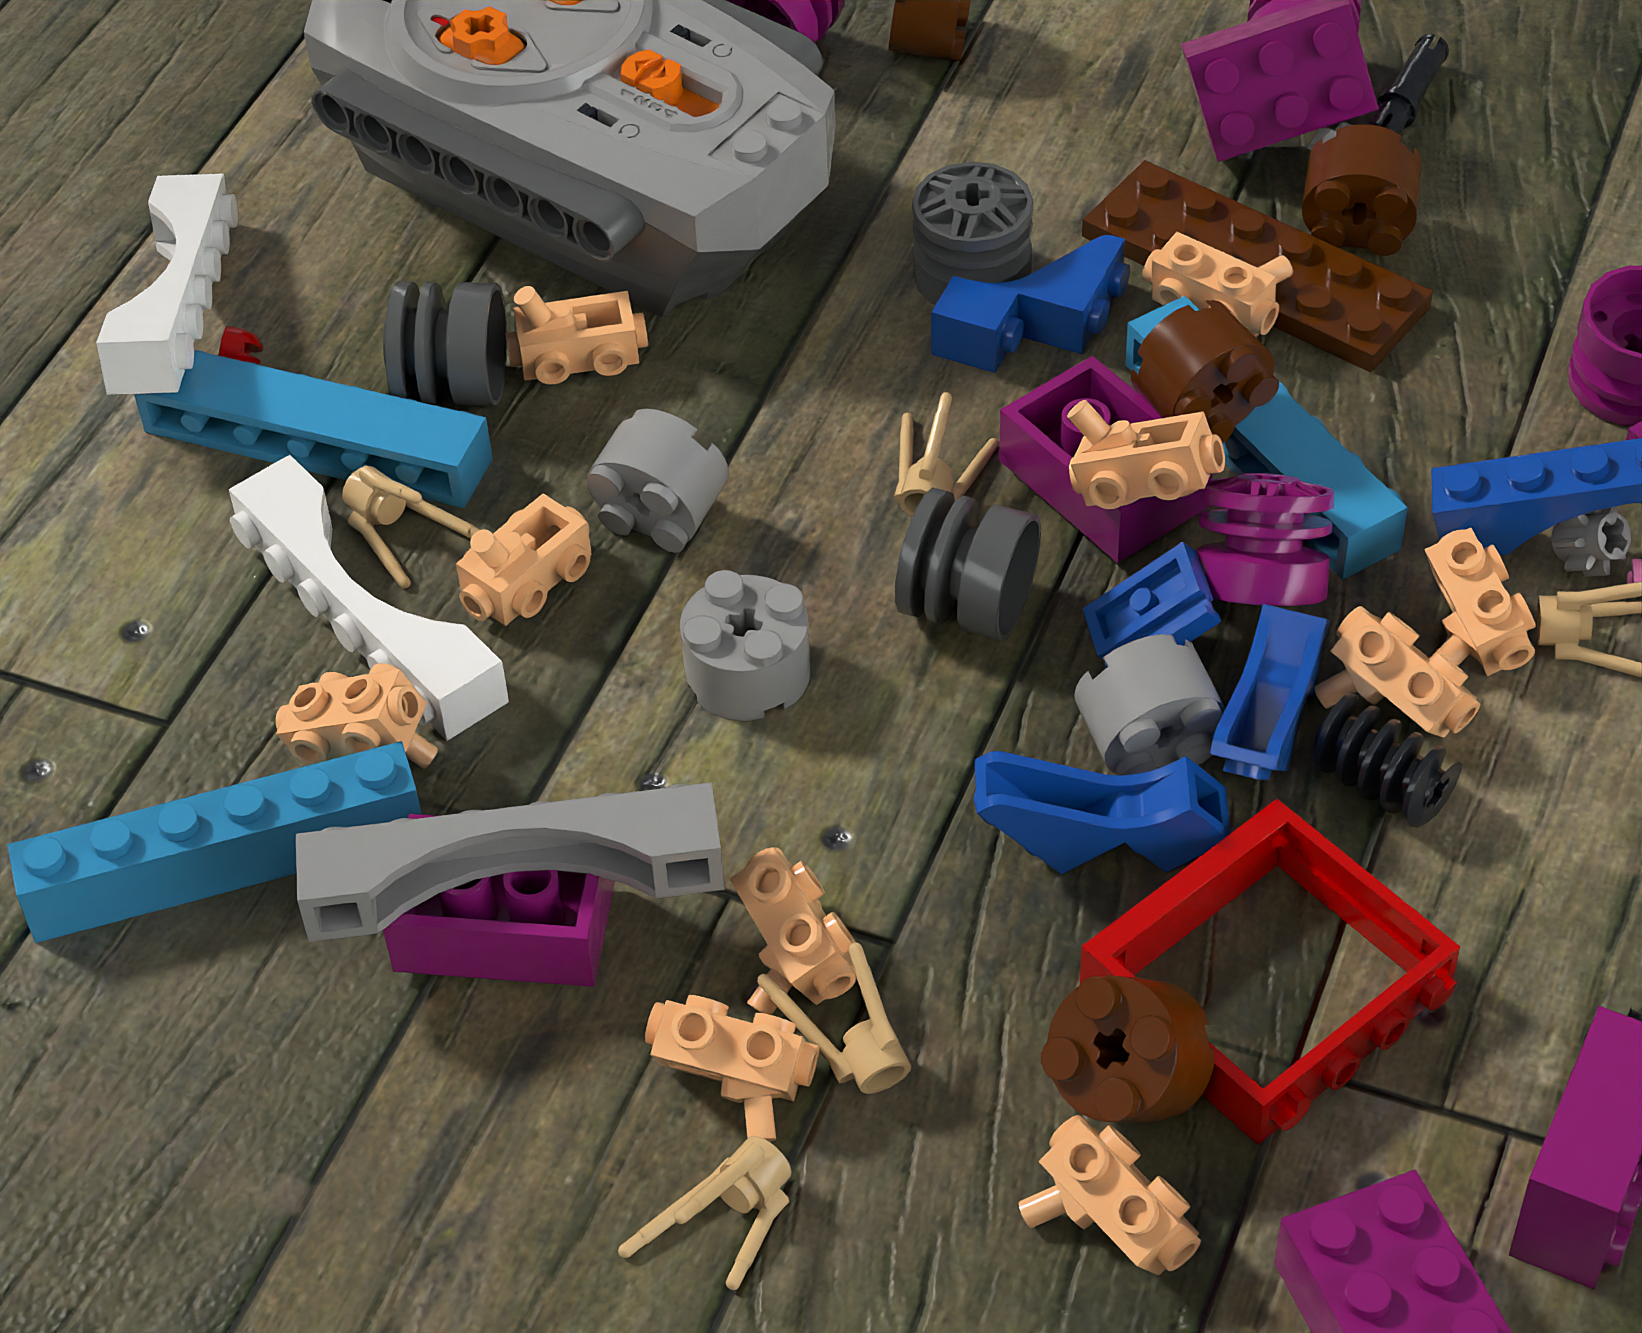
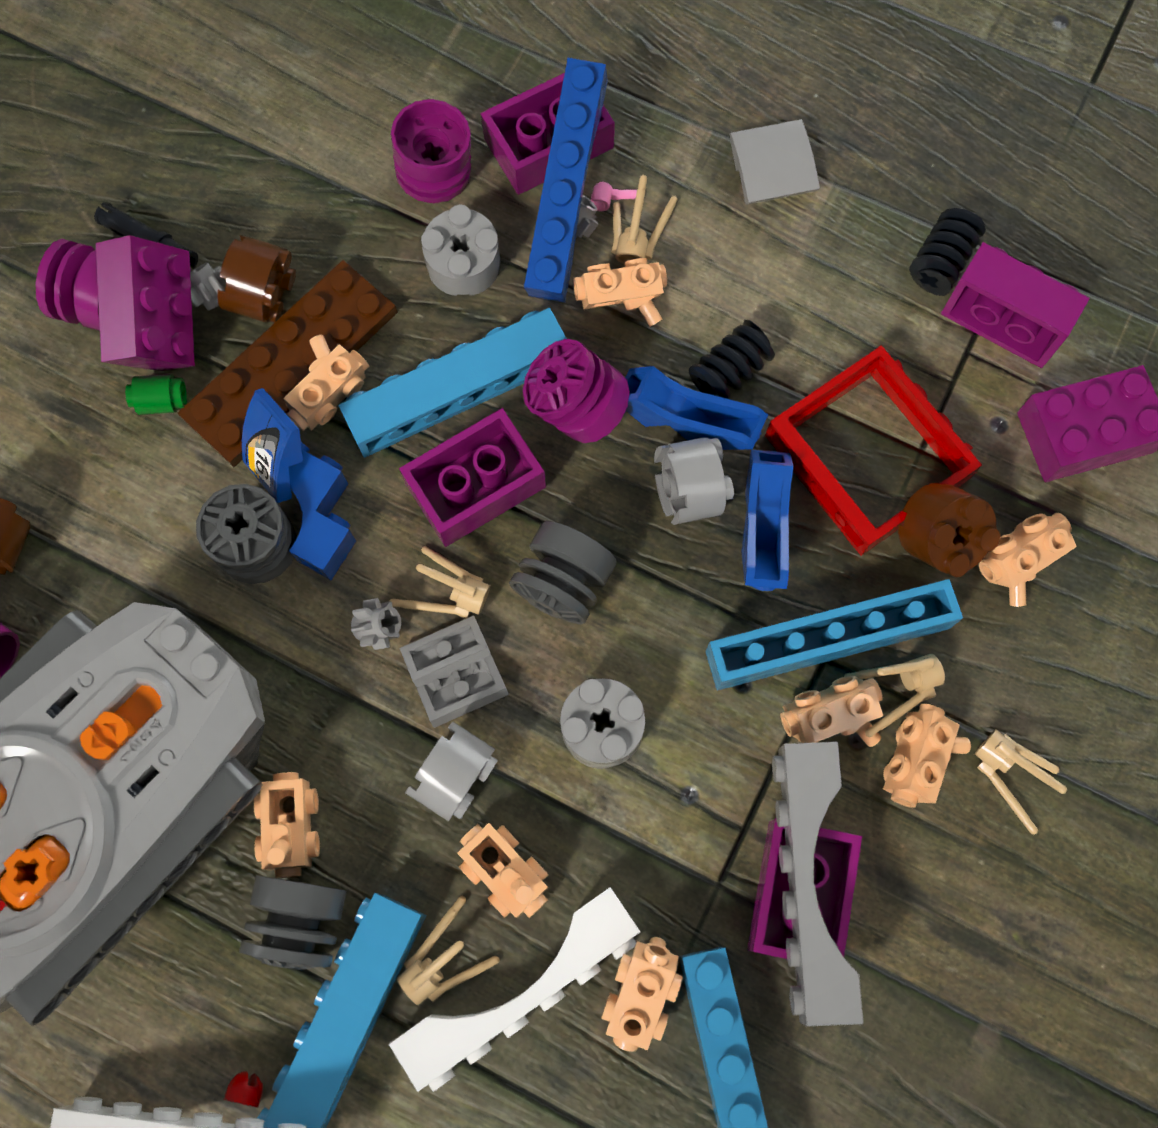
camera: 85 degrees left, 25 degrees up
(812, 490) = (453, 671): none -> light grey slope
(882, 391) = (376, 624): none -> light grey gear
(924, 920) = (833, 634): none -> dark azure brick
(1103, 229) = (270, 445): none -> blue slope
(1142, 458) = (528, 452): light nougat brick -> none
(1159, 599) = (612, 469): blue plate -> none
(1167, 134) = (156, 394): none -> green brick
(1205, 365) = (447, 397): reddish brown brick -> none
(1387, 665) = (669, 340): light nougat brick -> none
(1481, 404) = (461, 251): none -> light grey brick

